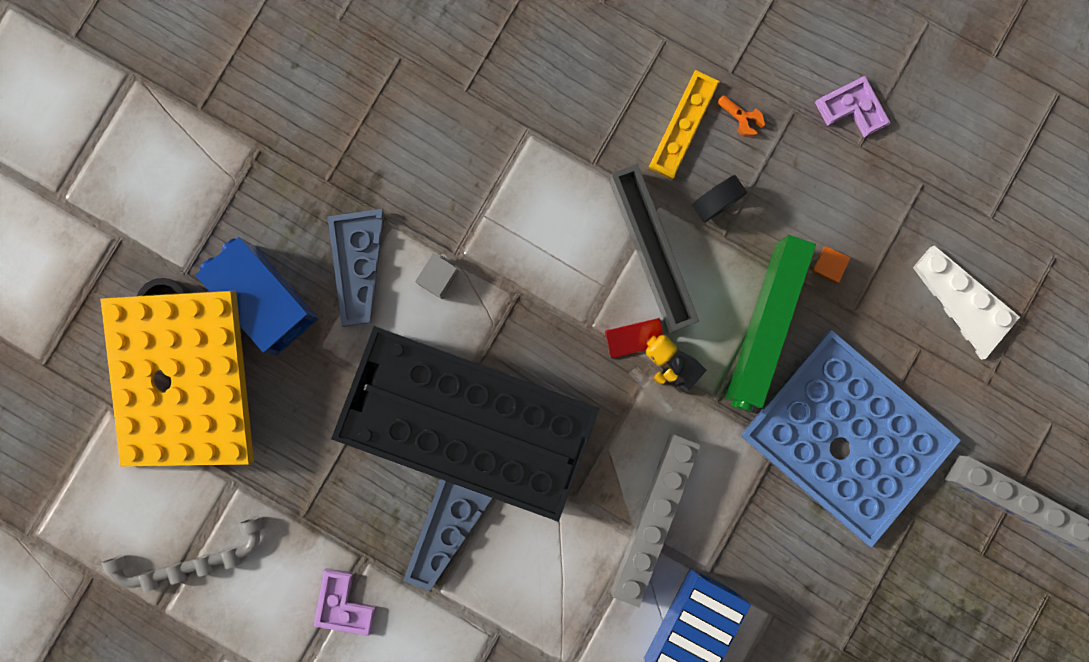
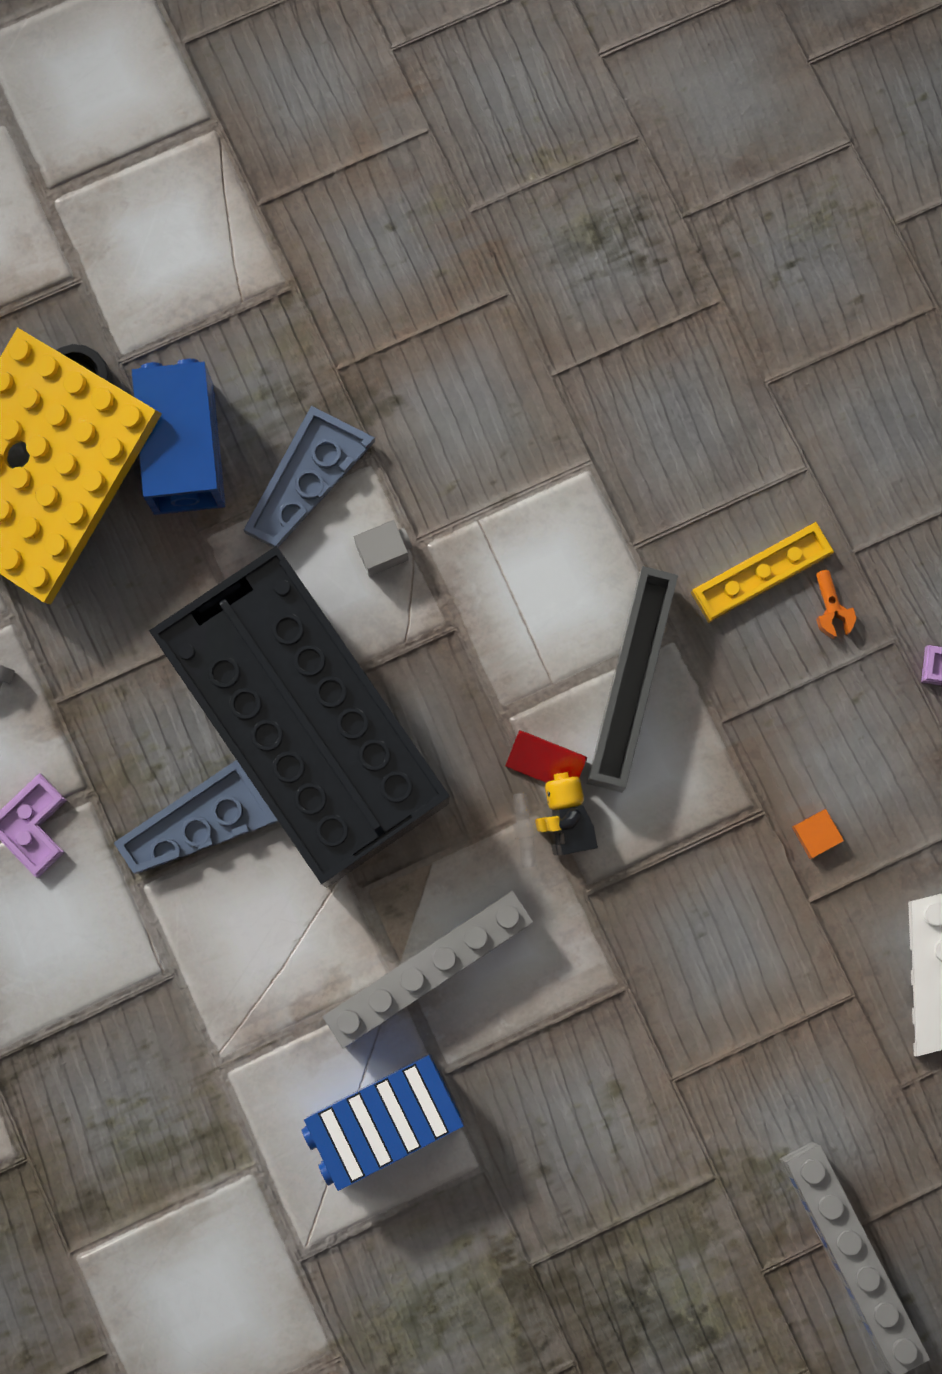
camera: 35 degrees right, 5 degrees down
(719, 198) = (742, 675): black tyre -> none
(769, 323) = (701, 845): green brick -> none
(888, 433) = (751, 1063): medium blue plate -> none

